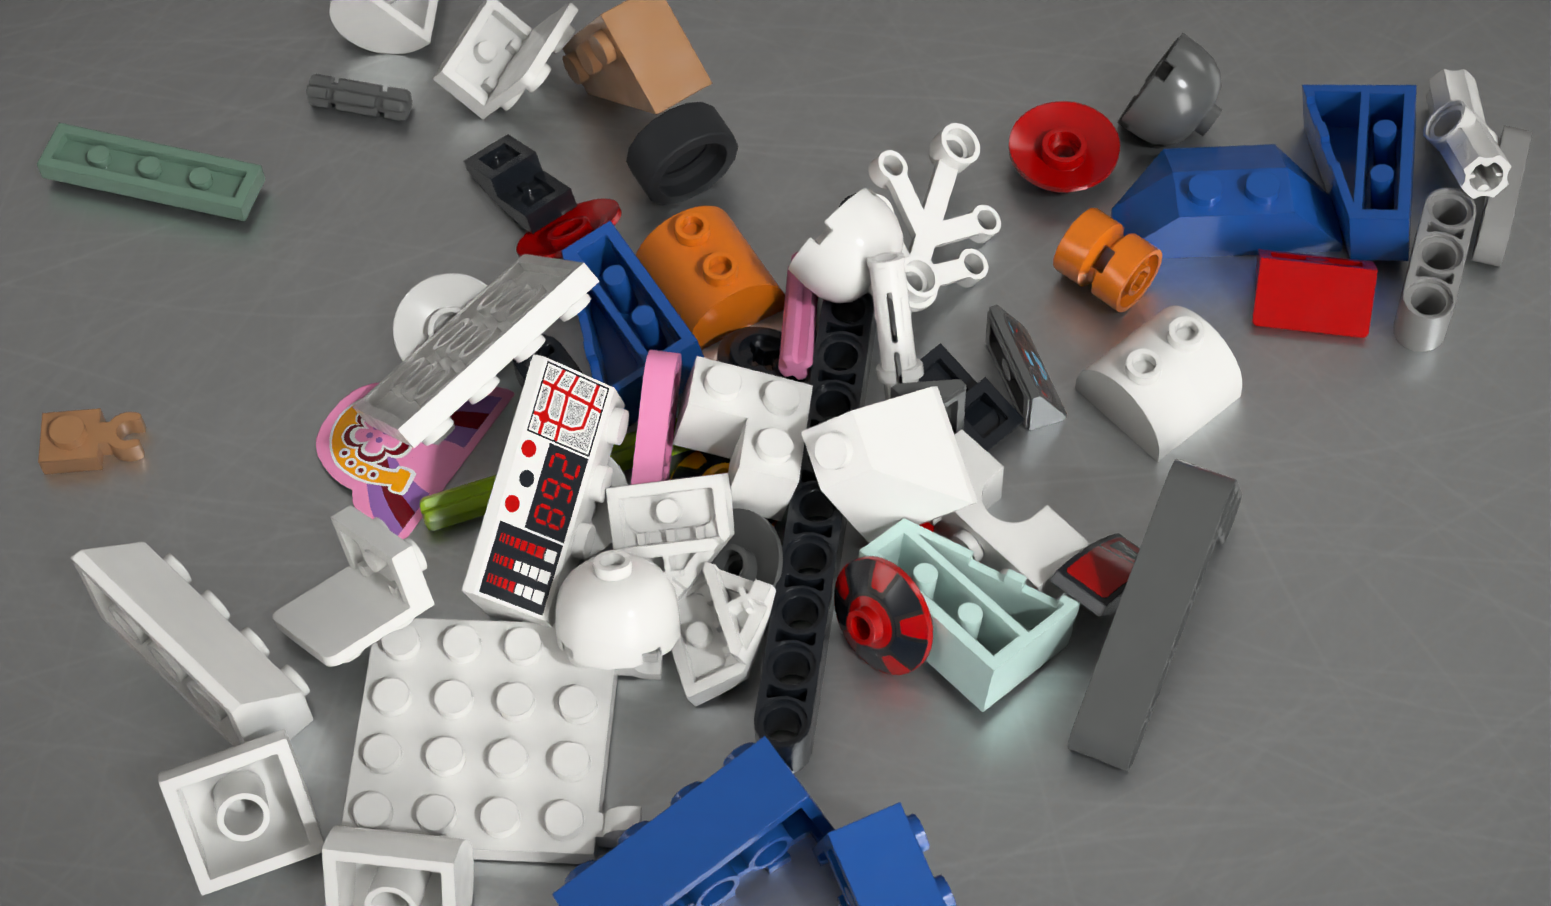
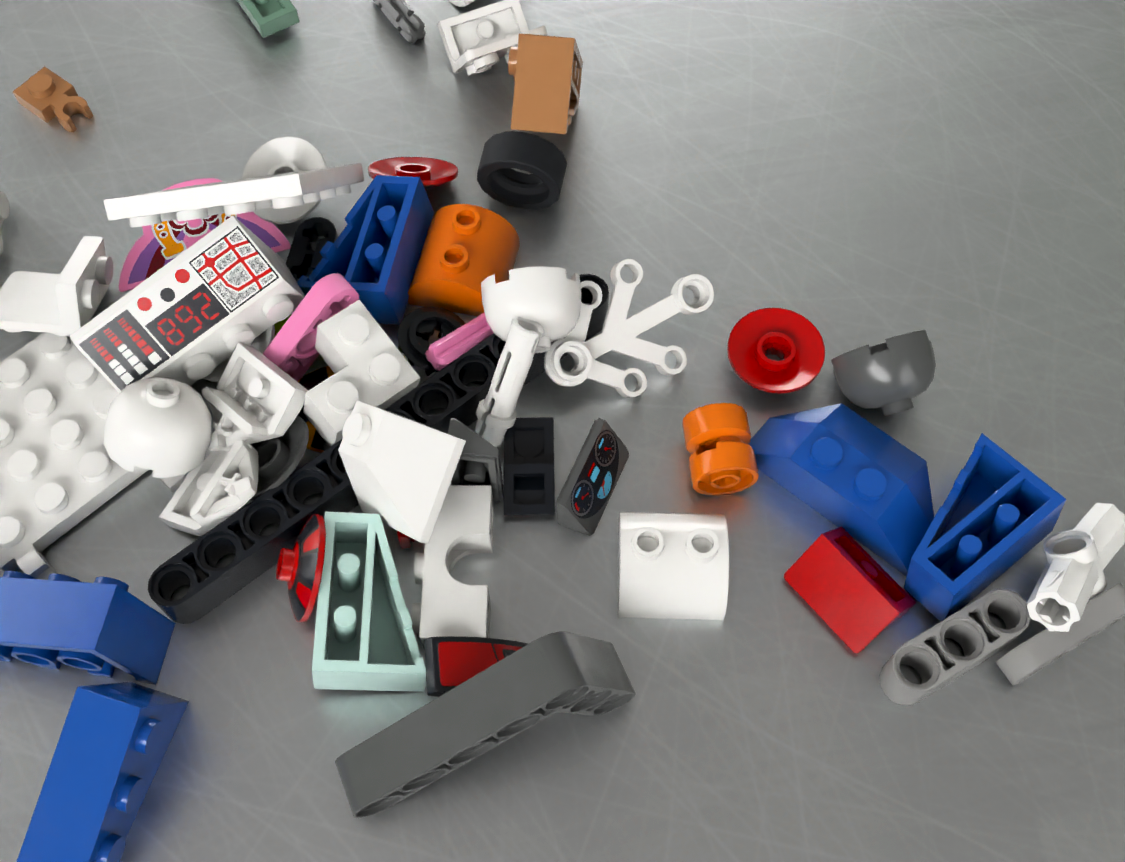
camera: 40 degrees right, 5 degrees up
(519, 185) = (426, 125): black slope -> none

